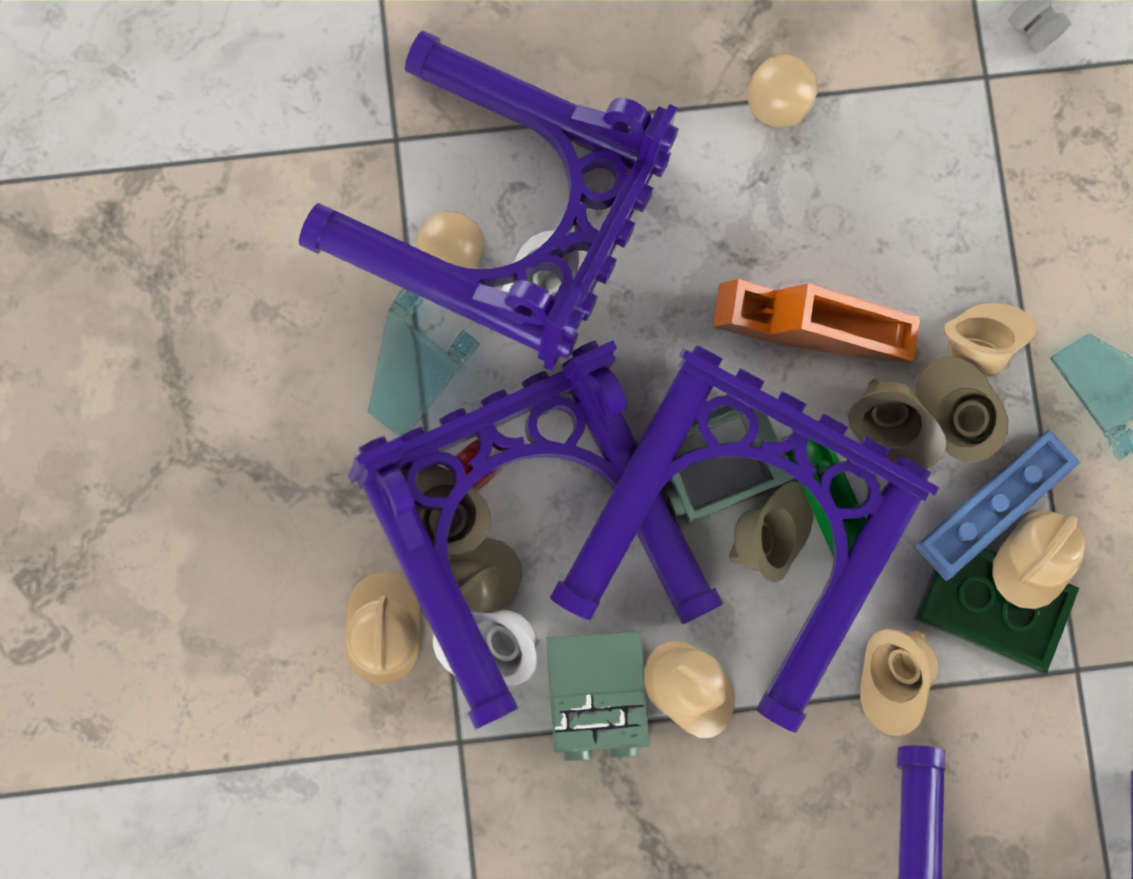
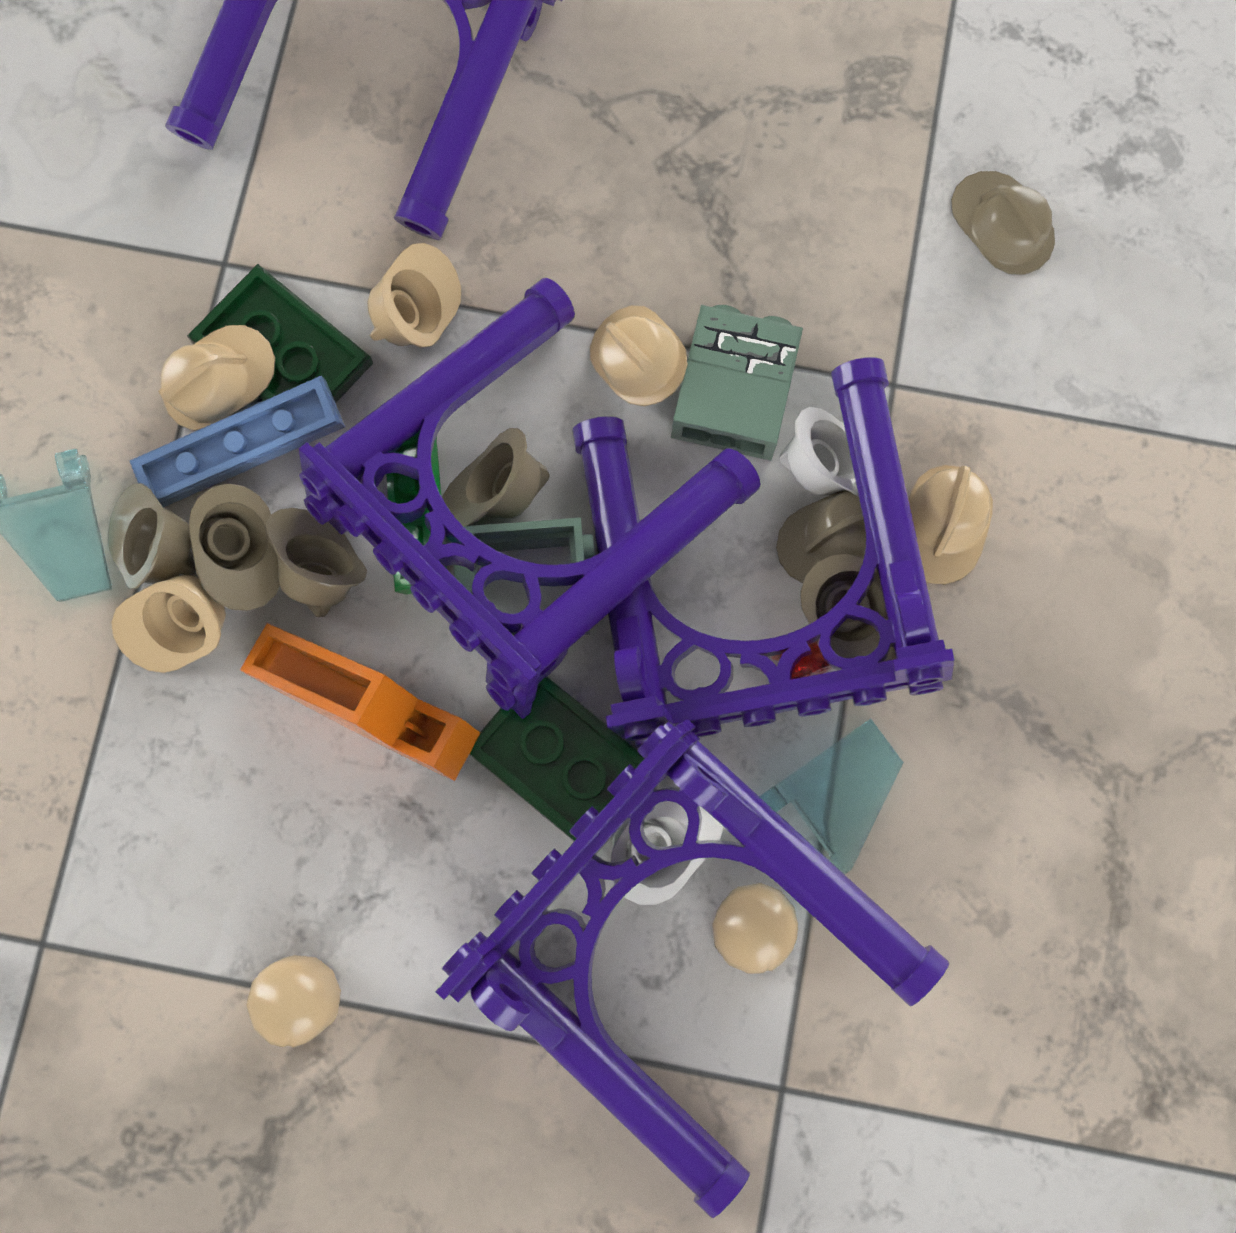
camera: 160 degrees left, 5 degrees down
(646, 328) = (555, 756): none -> dark green tile
(1036, 397) = (148, 539): none -> dark tan piece

